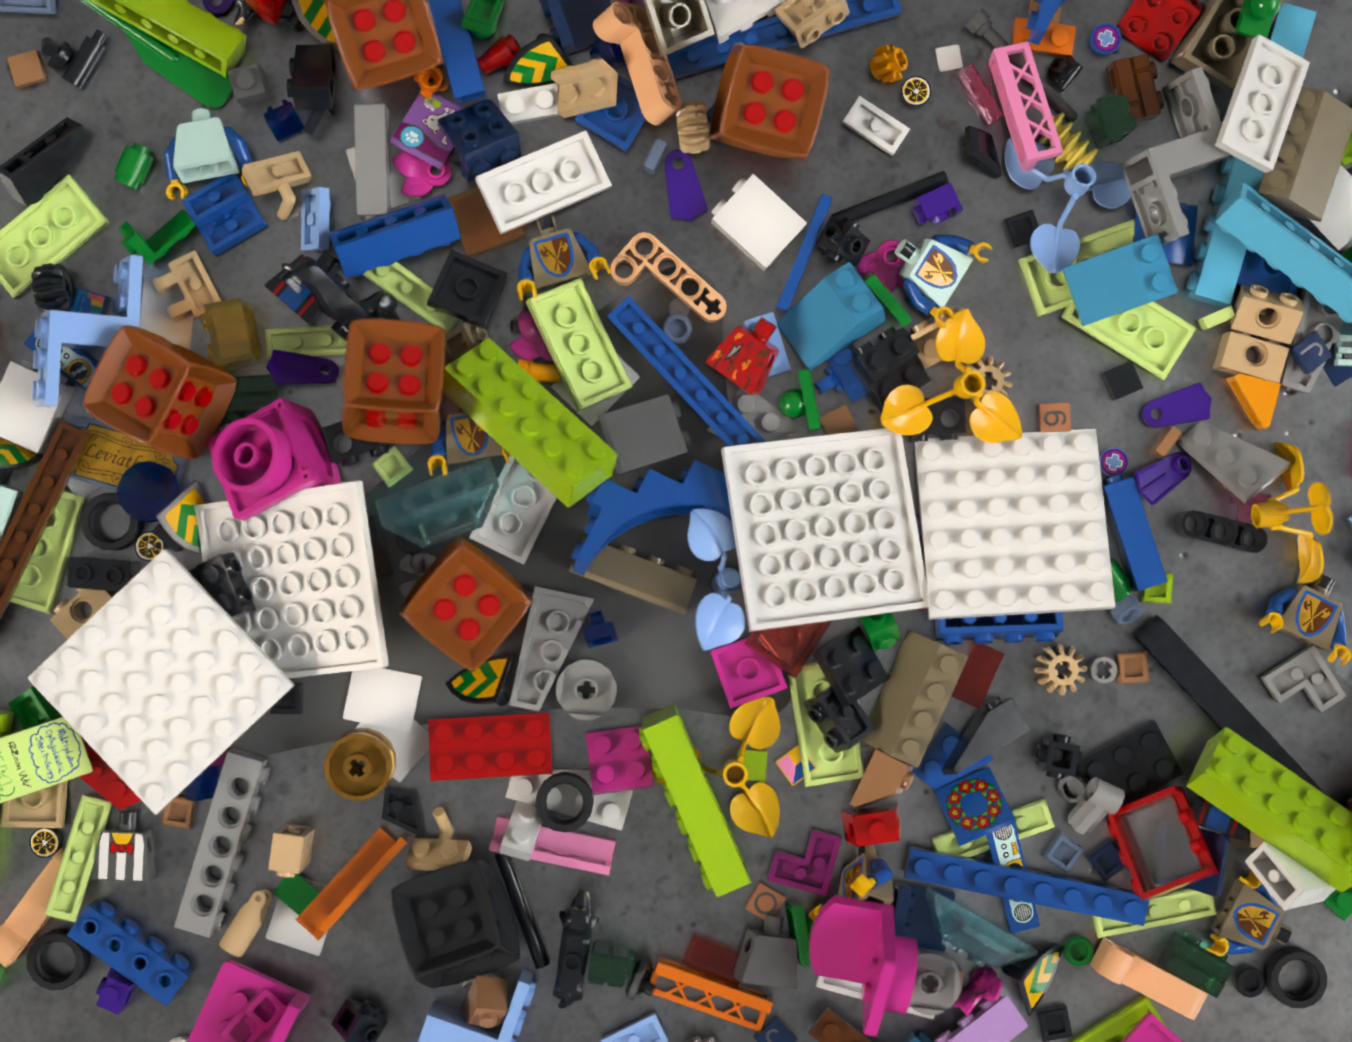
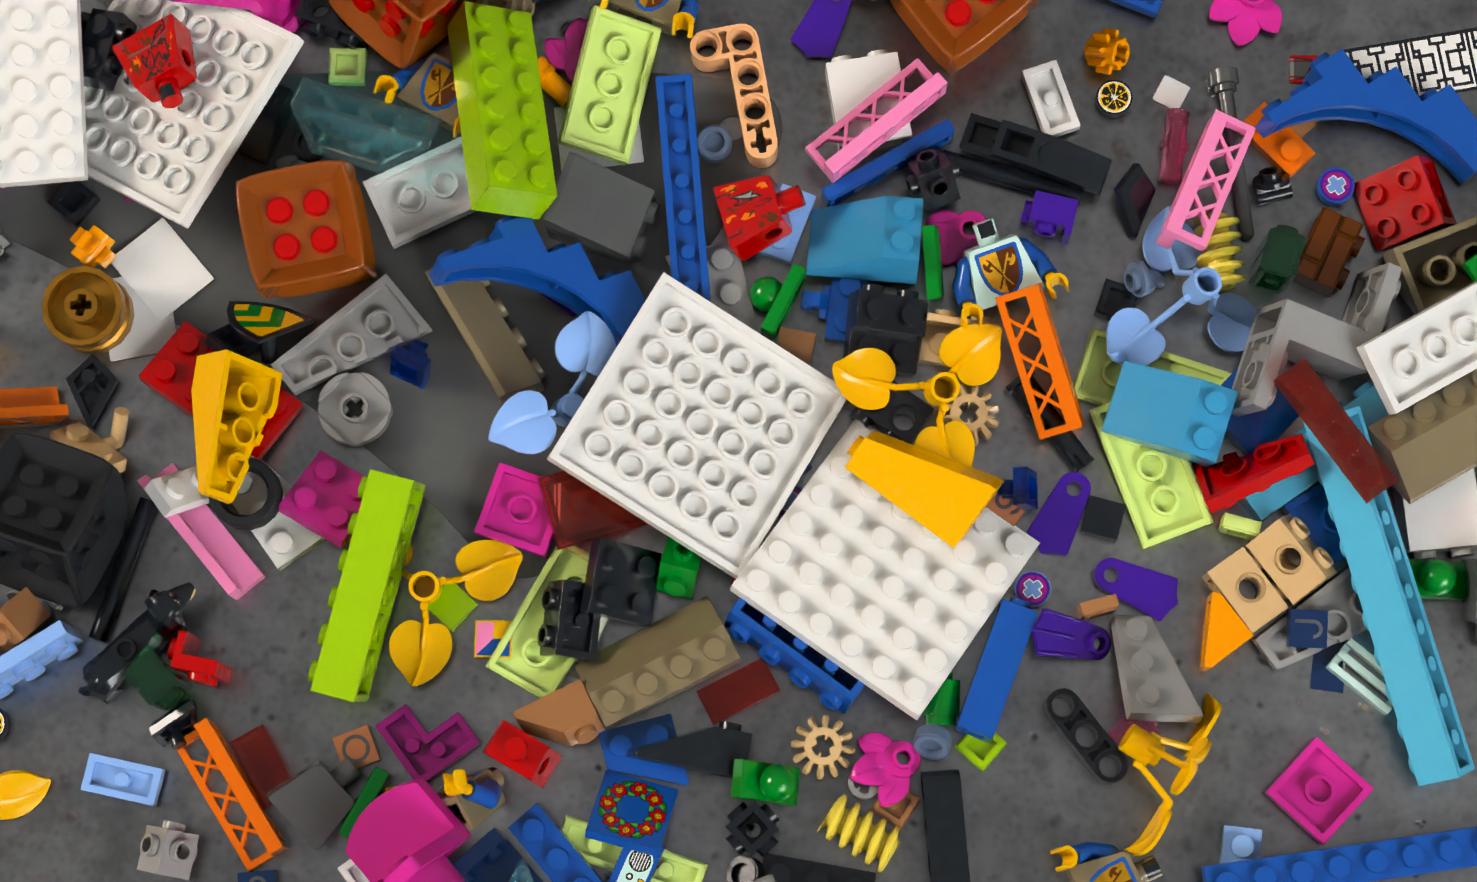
camera: 45 degrees right, 10 degrees down
(274, 569) = (159, 60): none -> red torso
(327, 721) = (92, 247): none -> light orange gear
(470, 714) = (229, 339): none -> black tile
(512, 759) = (229, 412): none -> yellow wedge
(628, 935) = (184, 657): none -> red bracket
(789, 233) = (886, 125): none -> bright pink fence
(895, 171) = (1036, 152): none -> black slope
(1002, 453) = (923, 484): none -> yellow slope
(1013, 299) = (1054, 357): none -> orange fence
(1028, 339) = (1066, 442): none -> black pin
(1030, 203) = (1142, 280): none -> sand blue plate
(1044, 721) = (765, 782): none -> green tile
(1060, 403) = (1021, 489): none -> clear blue tile
(1094, 399) = (1060, 515): none -> dark purple piece
(1108, 653) = (881, 768): none -> dark pink plate
(1126, 703) = (861, 832): none -> light yellow piece
(1203, 278) = (1241, 476): none -> red wing
(1246, 214) = (1335, 430): none -> clear red plate

